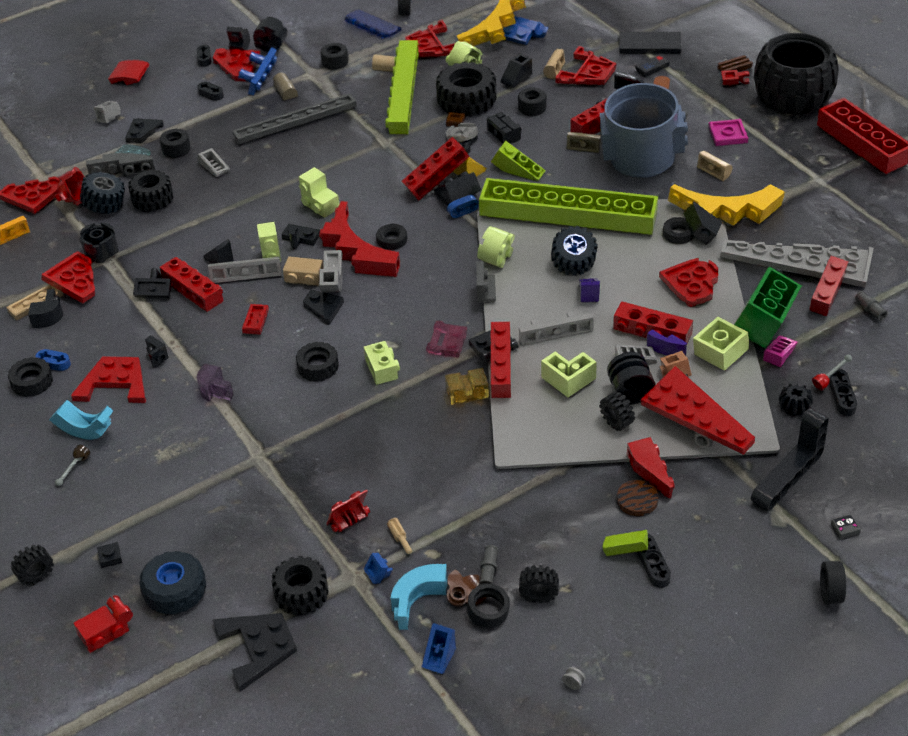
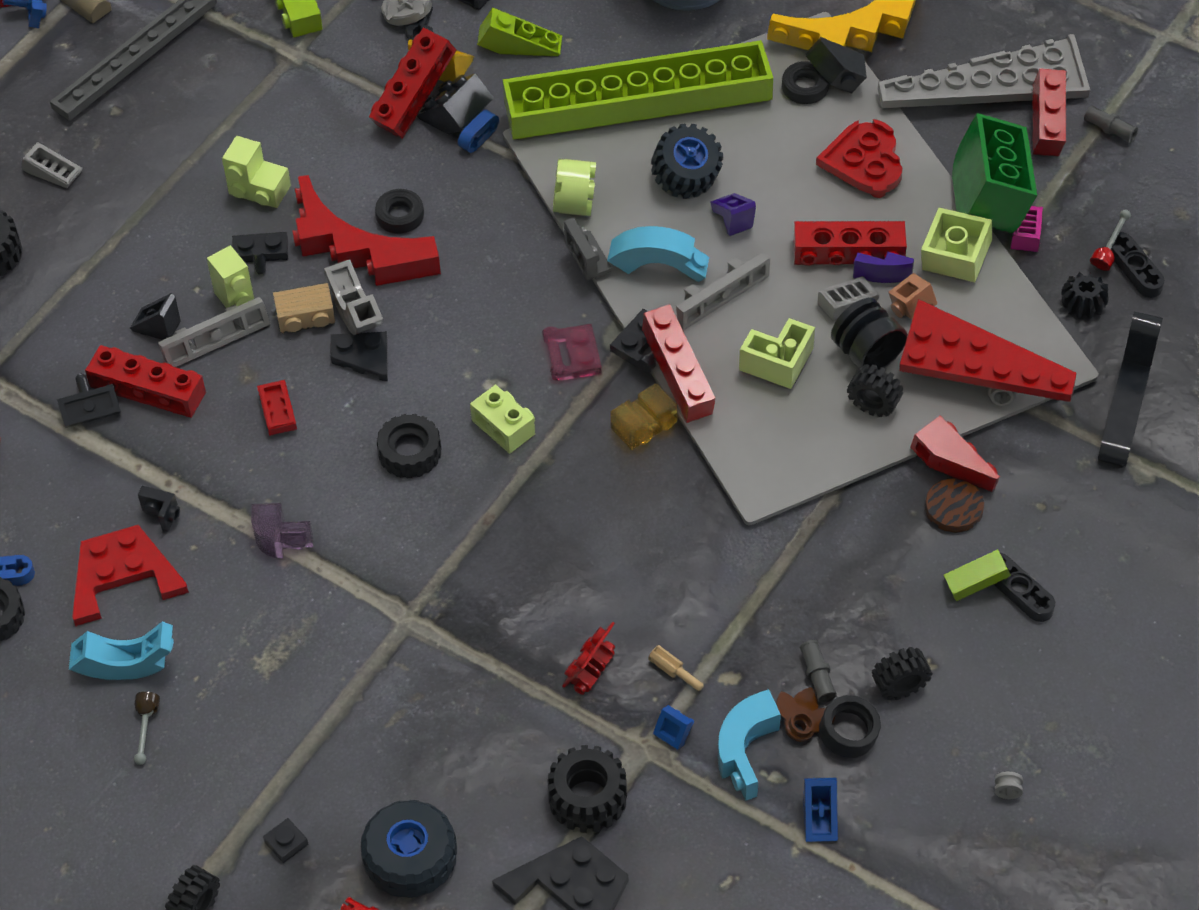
camera: 25 degrees left, 10 degrees up
(530, 292) = (658, 245): none -> medium azure arch

